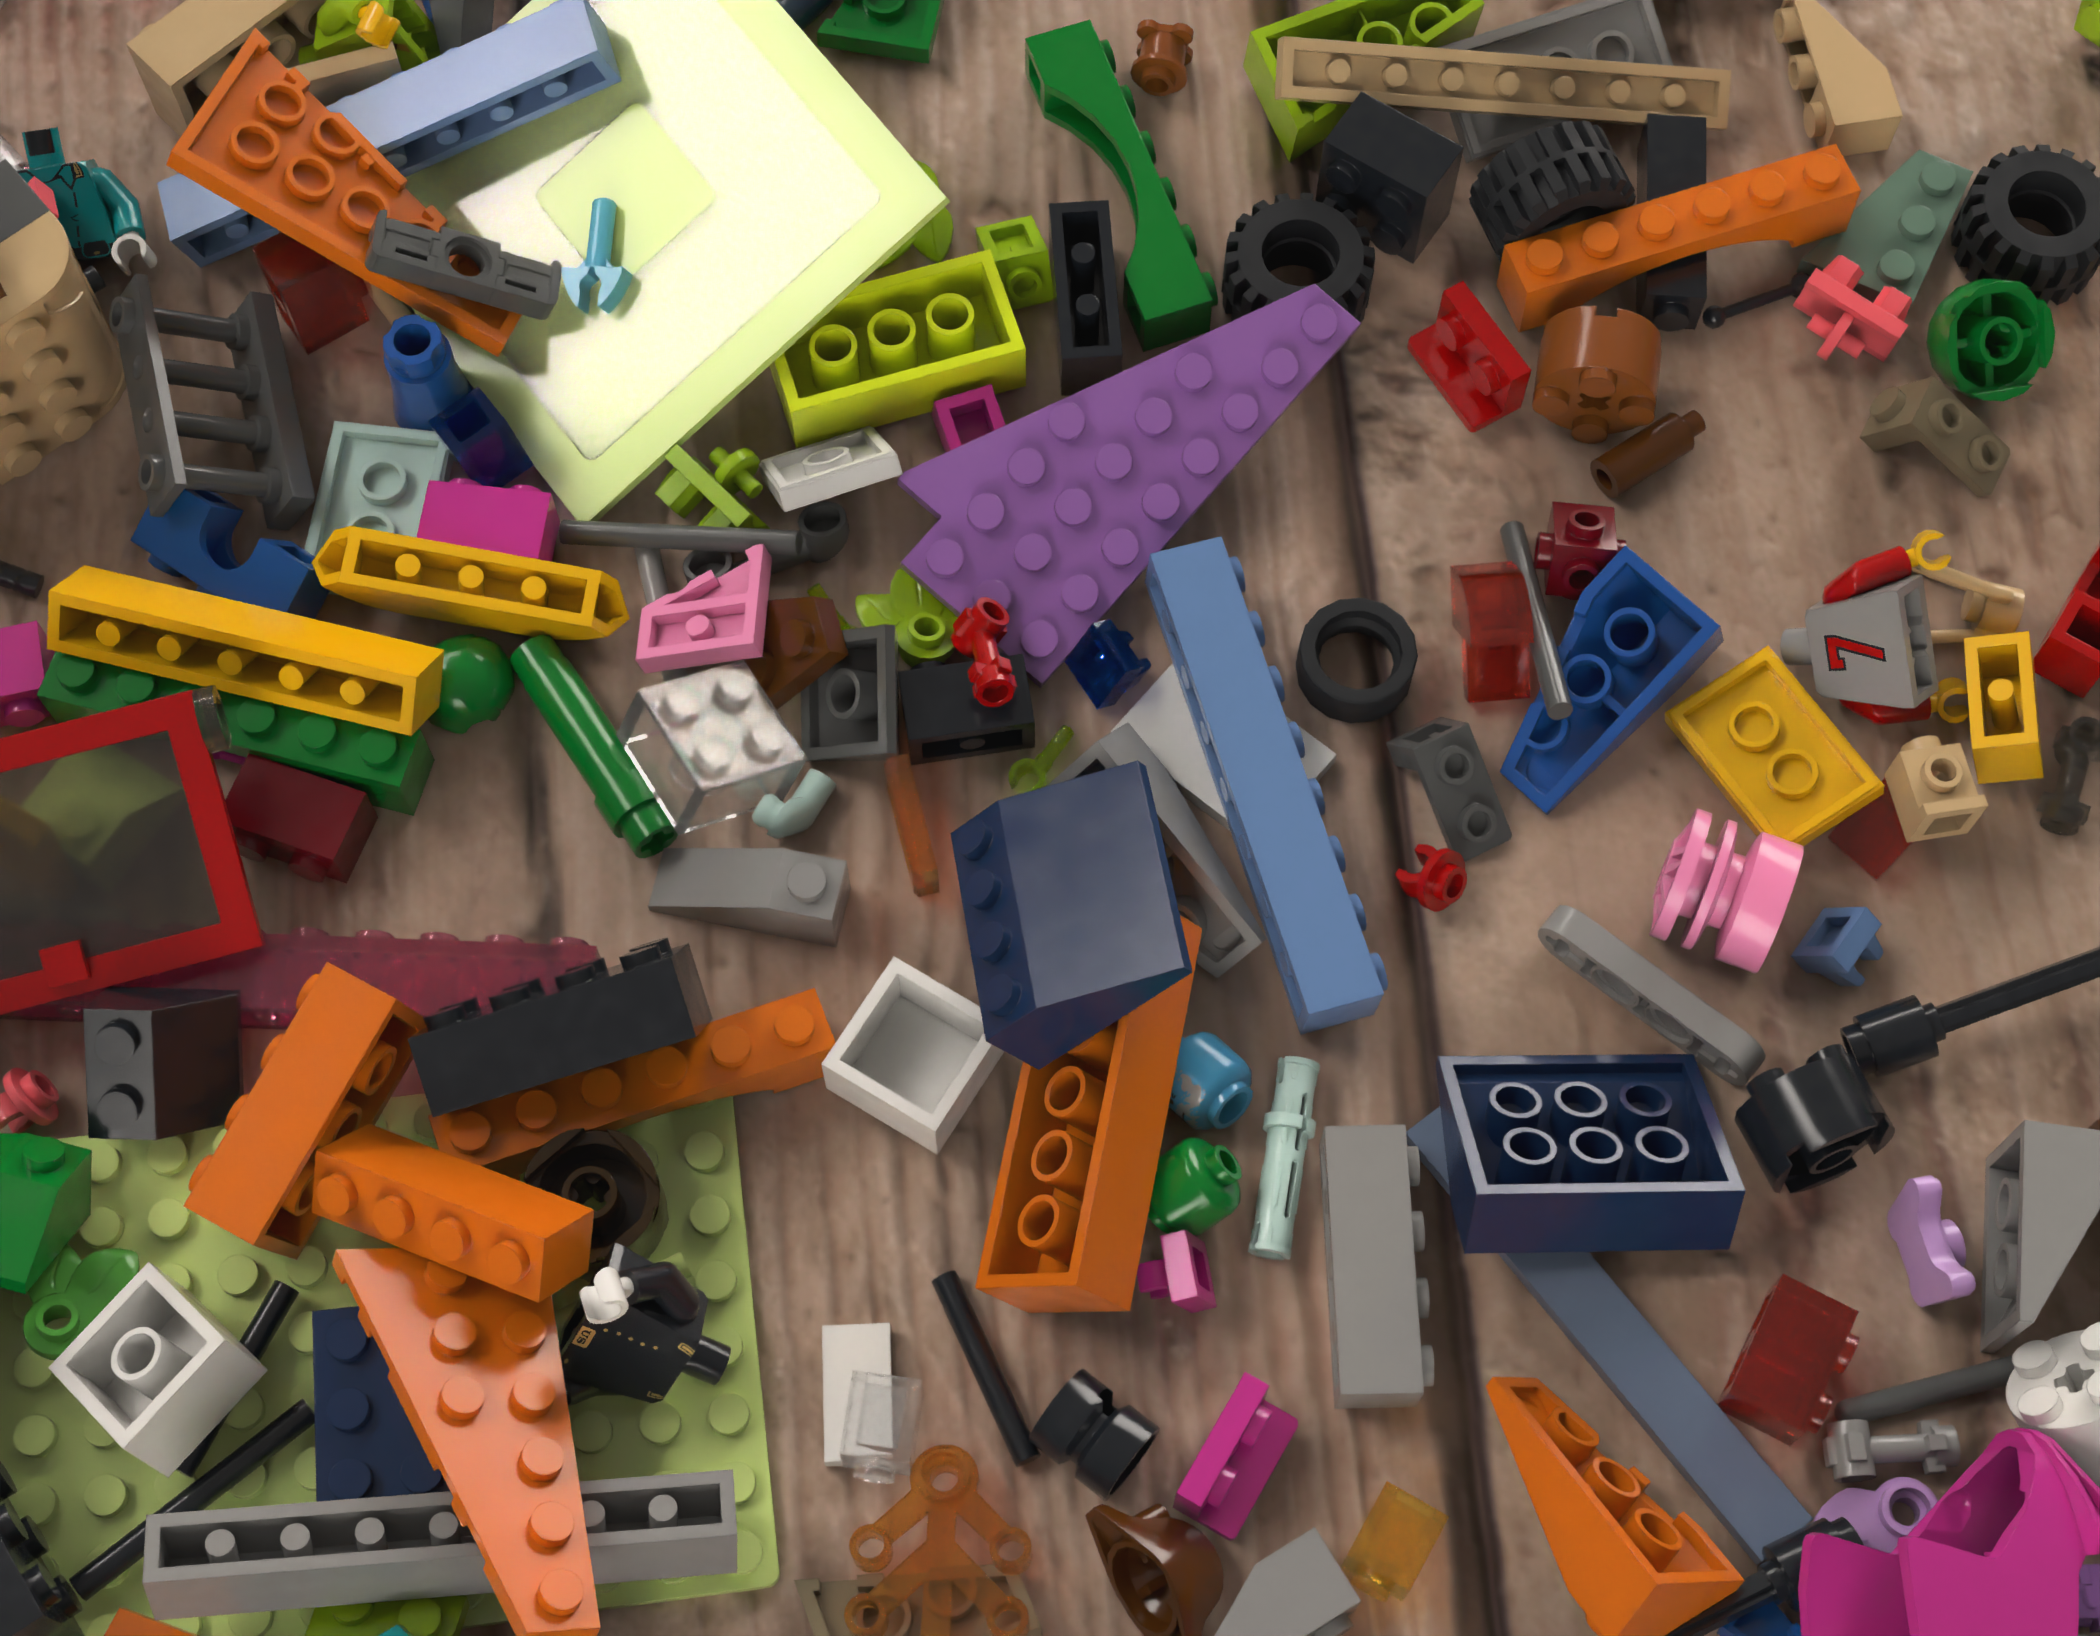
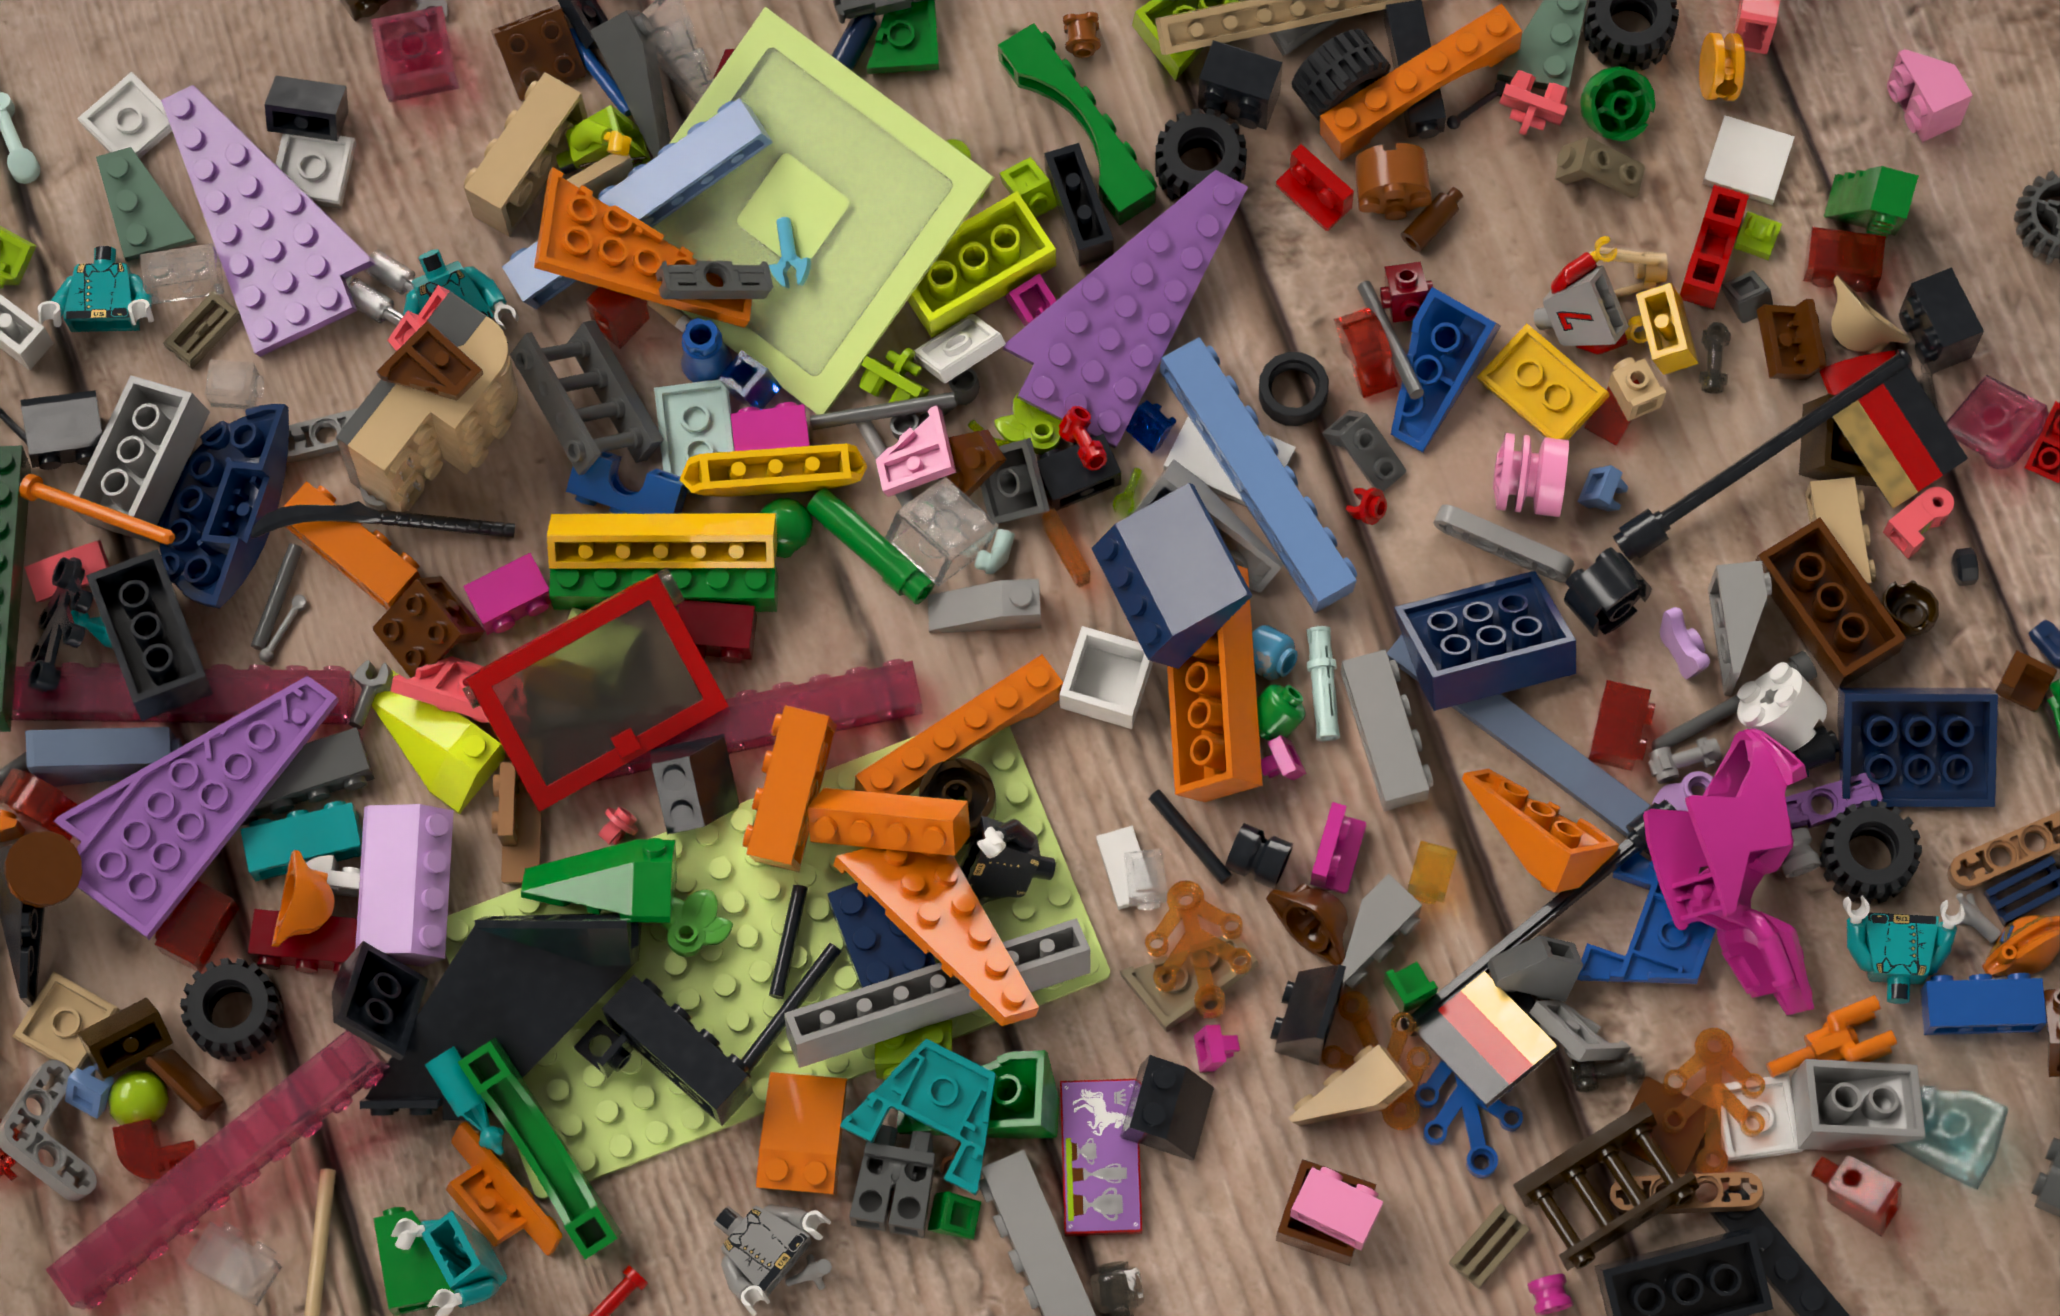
camera: 10 degrees left, 5 degrees up
(157, 1370) = (753, 943): white brick -> none
(561, 1029) = (914, 709): black brick -> none

